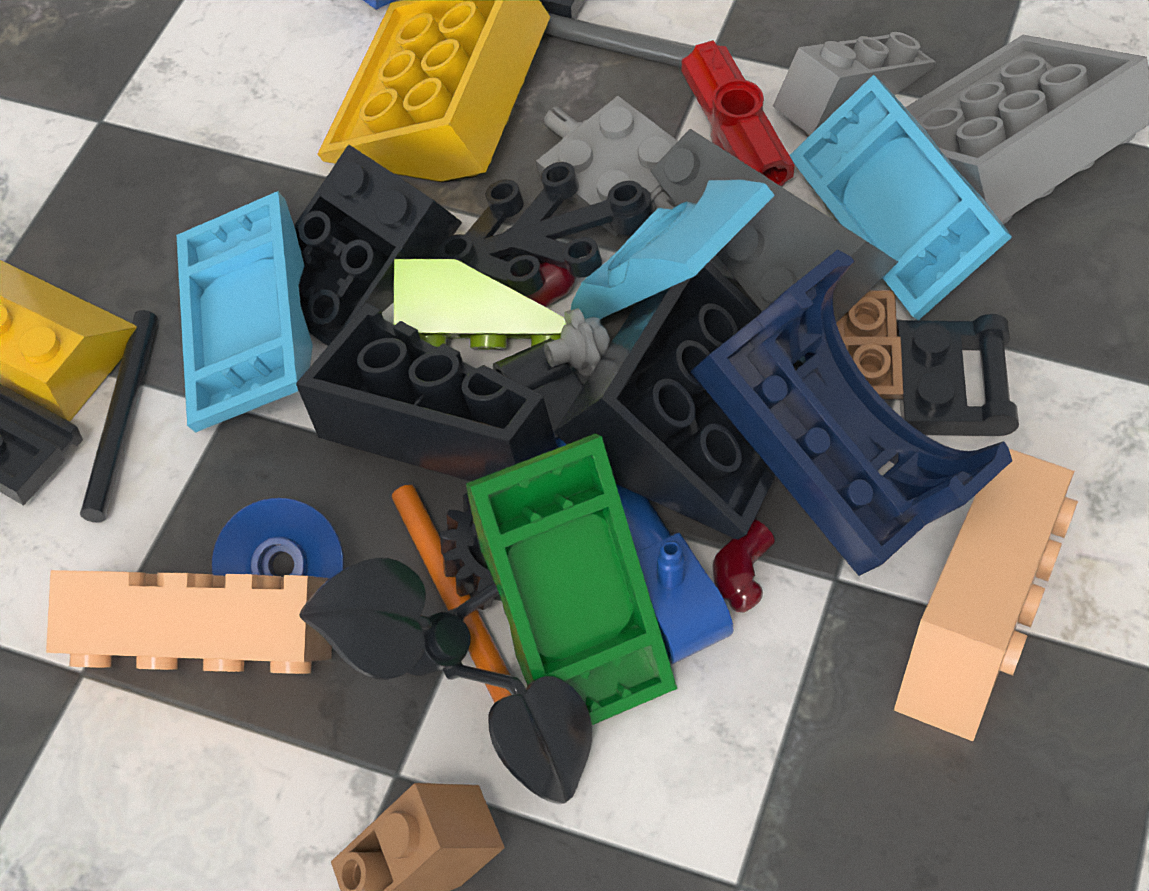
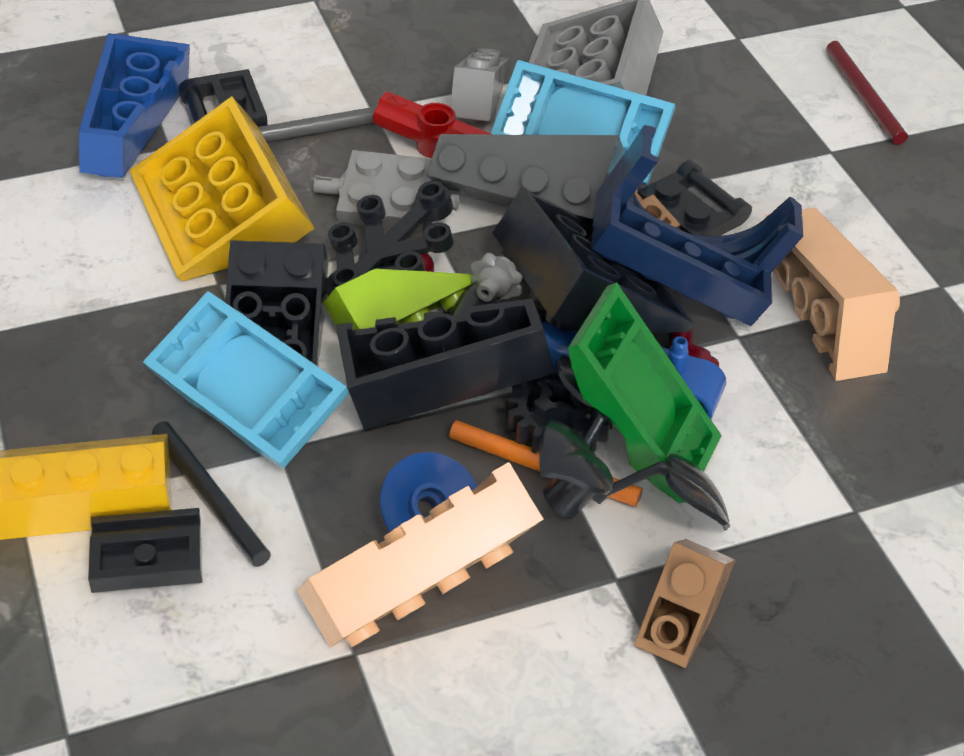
camera: 45 degrees left, 10 degrees down
(671, 246) = (510, 193): medium azure slope -> none

